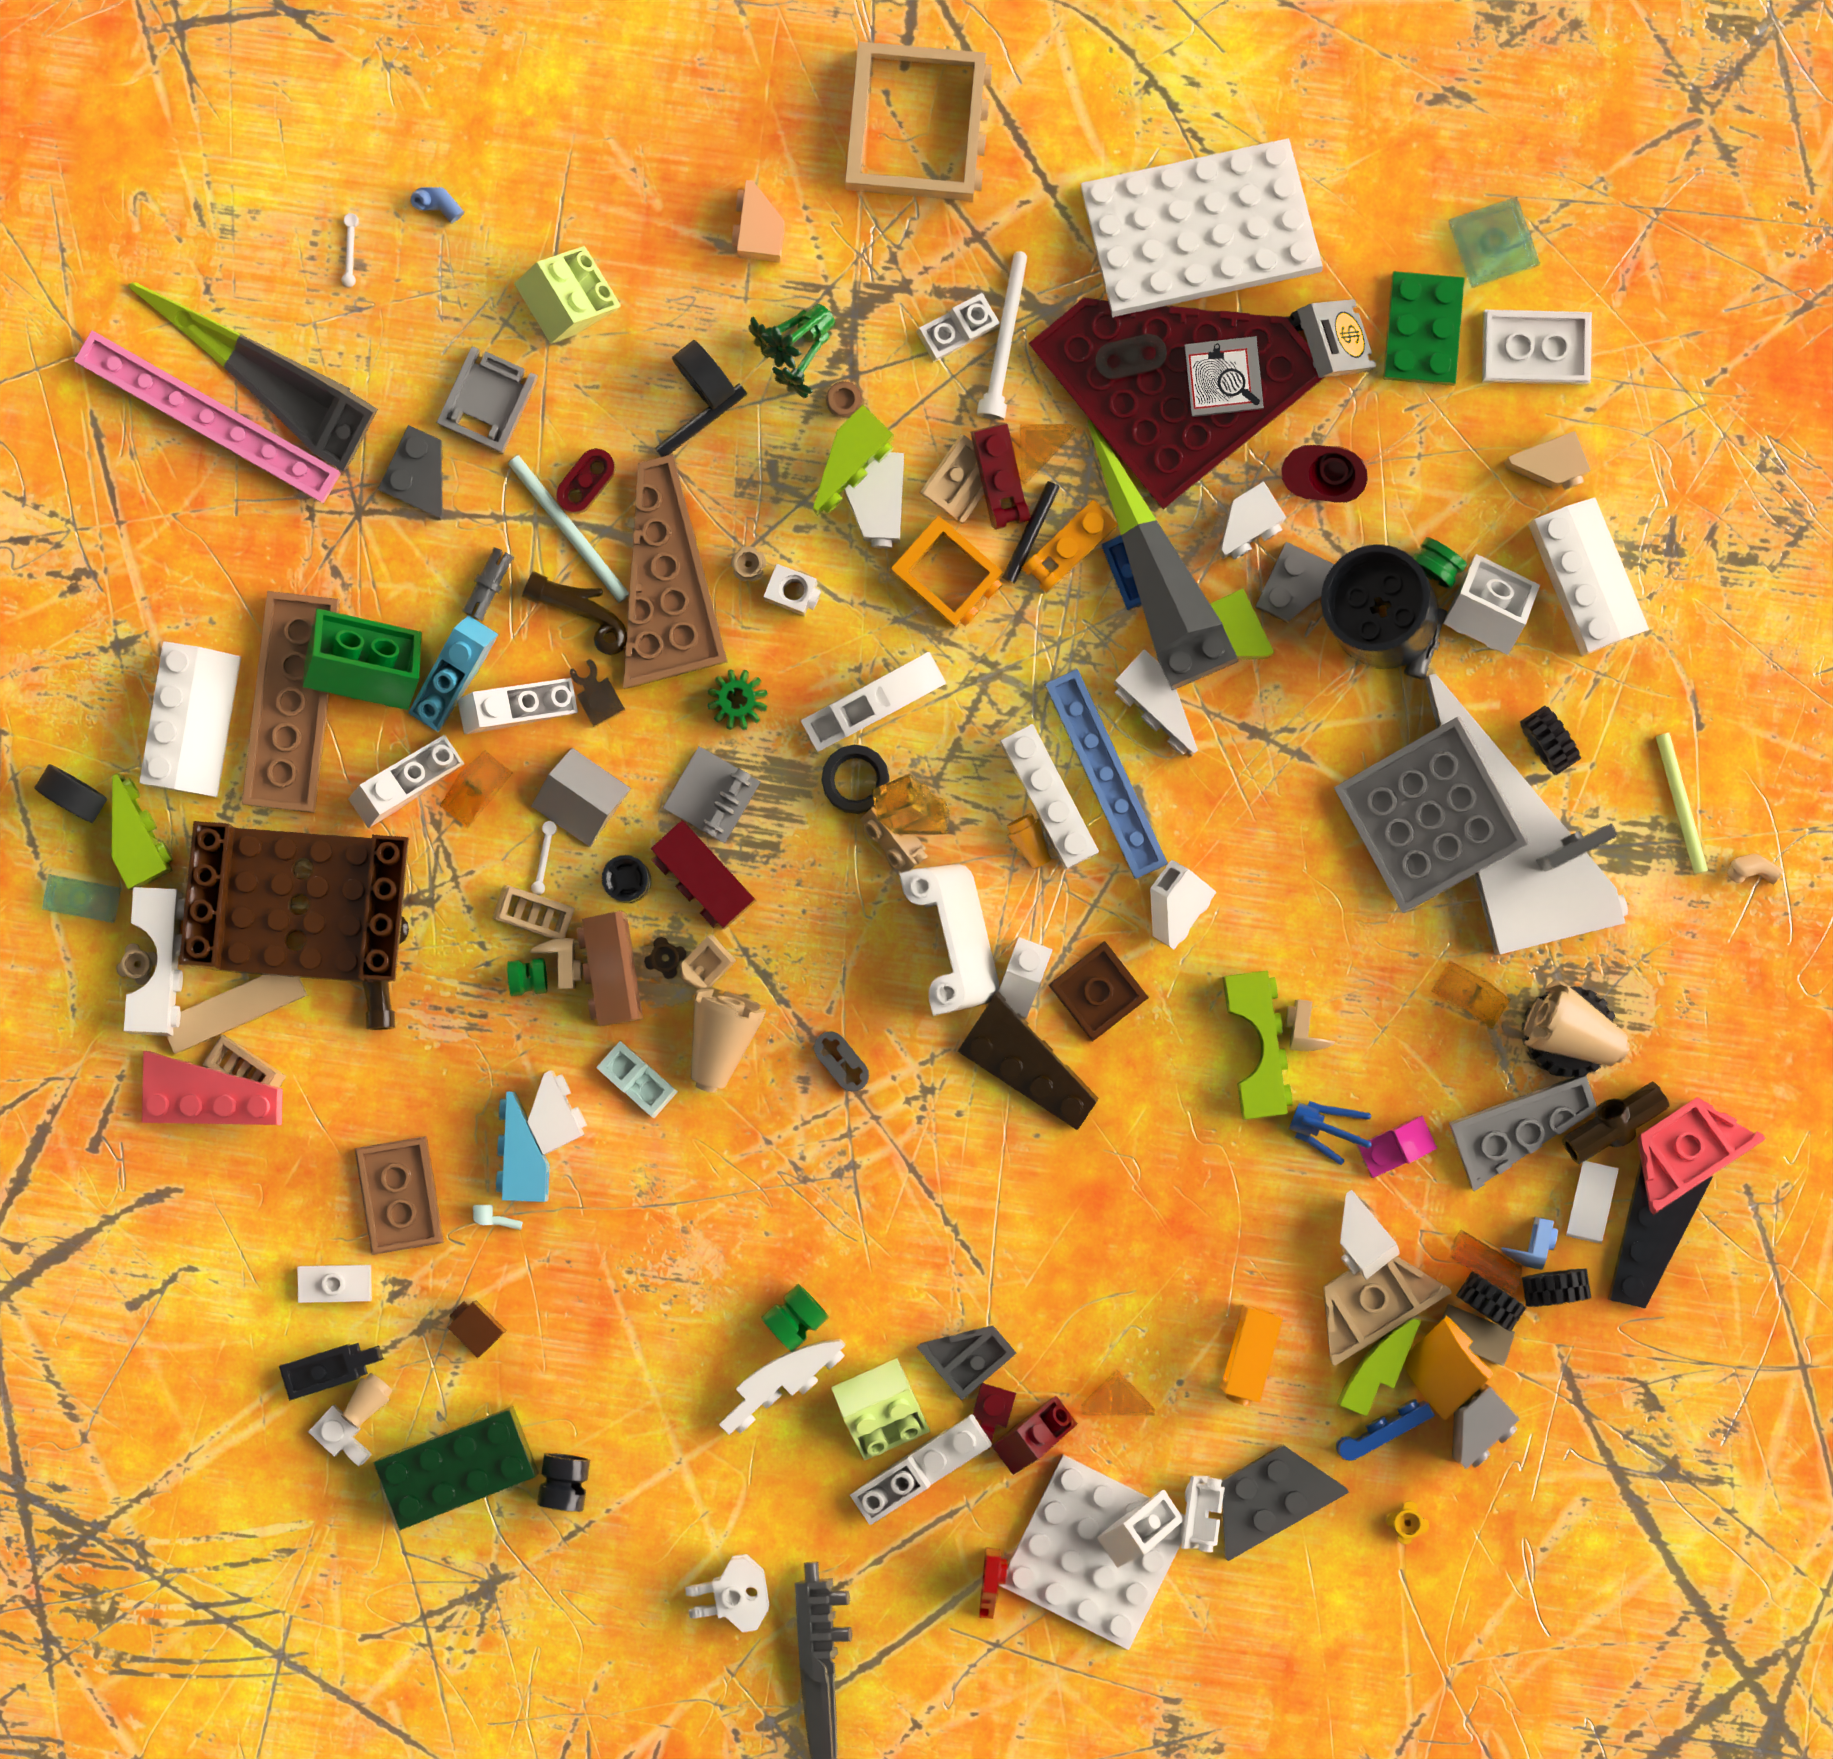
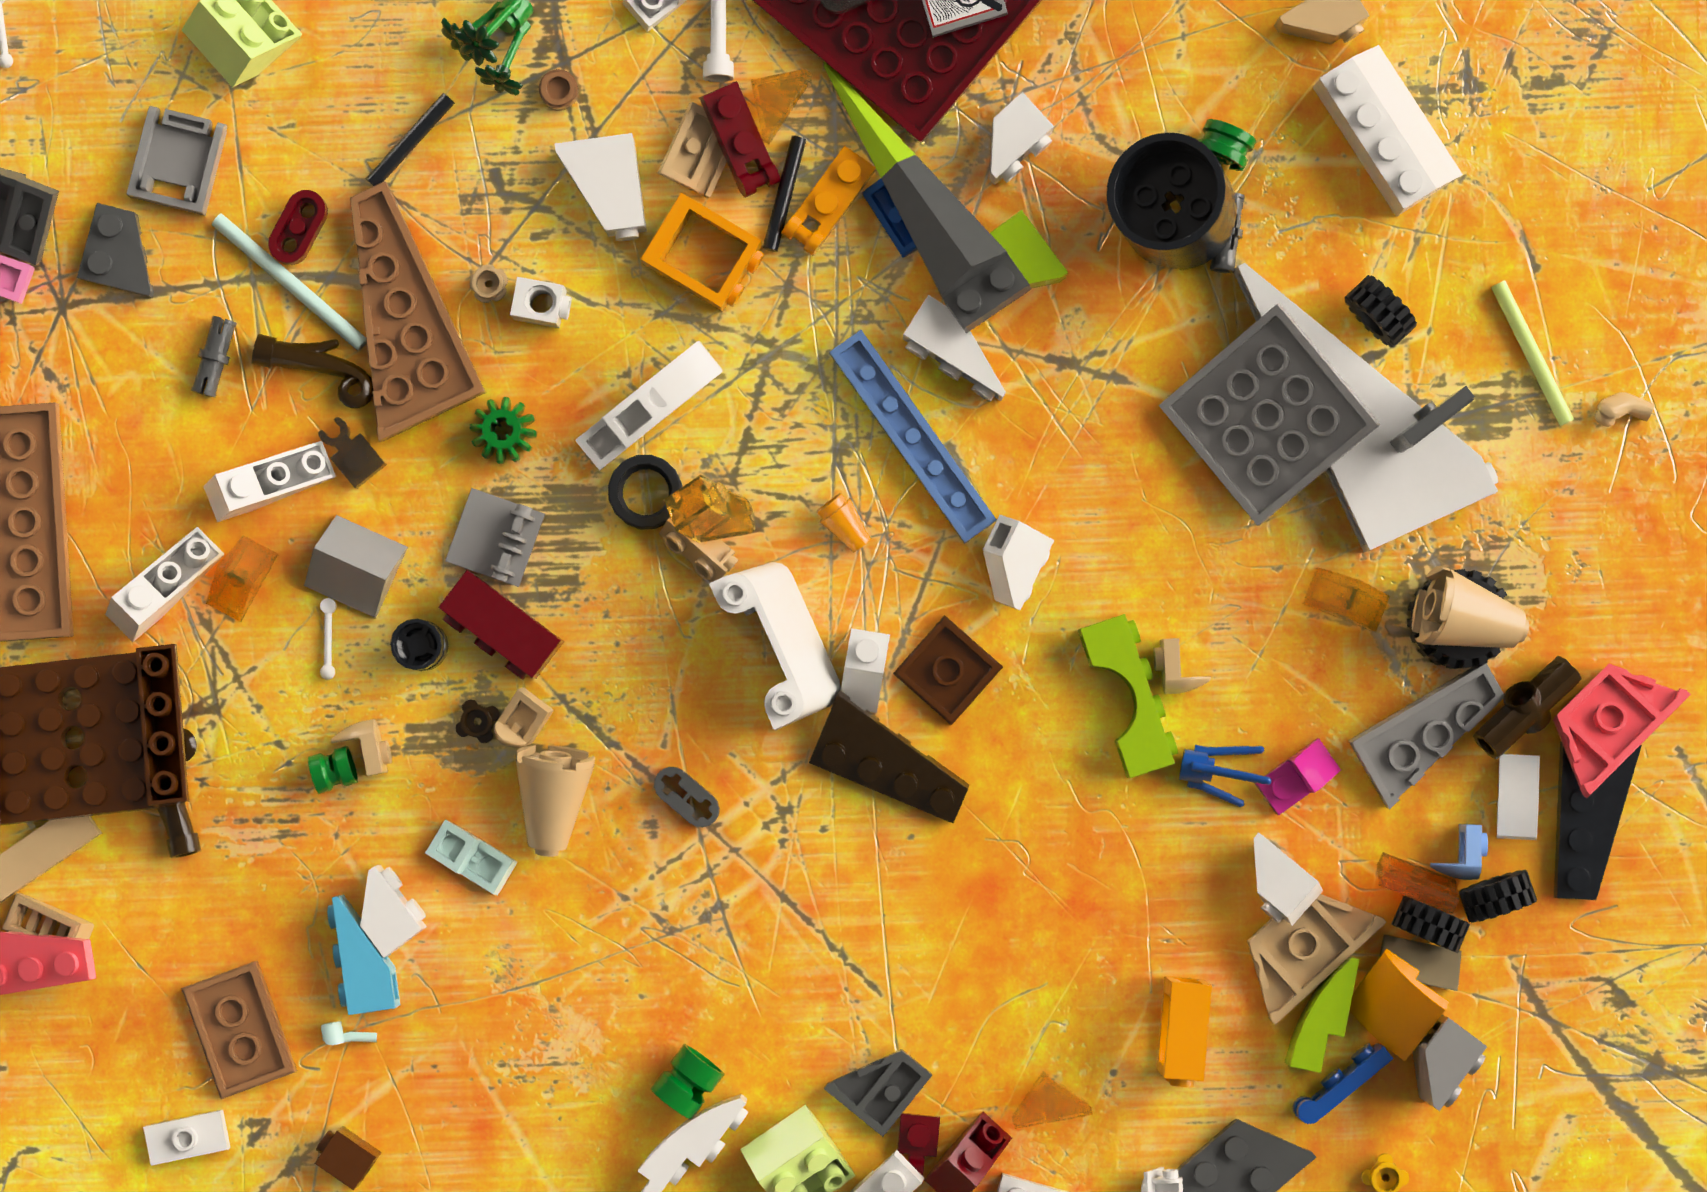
camera: 10 degrees left, 0 degrees up
(362, 659) = (92, 462): green slope -> none
(453, 672) = (193, 457): medium azure slope -> none
(503, 904) = (294, 694): tan slope -> none
(610, 969) = (420, 744): nougat slope -> none
(703, 374) = (402, 89): black tyre -> none
(853, 449) = (576, 137): lime slope -> none
(1049, 796) = (856, 471): white arch -> none
(1293, 583) = (1074, 195): light grey wing -> none
(1324, 473) = (1086, 71): dark red piece -> none
(1492, 604) = (1290, 179): white slope -> none

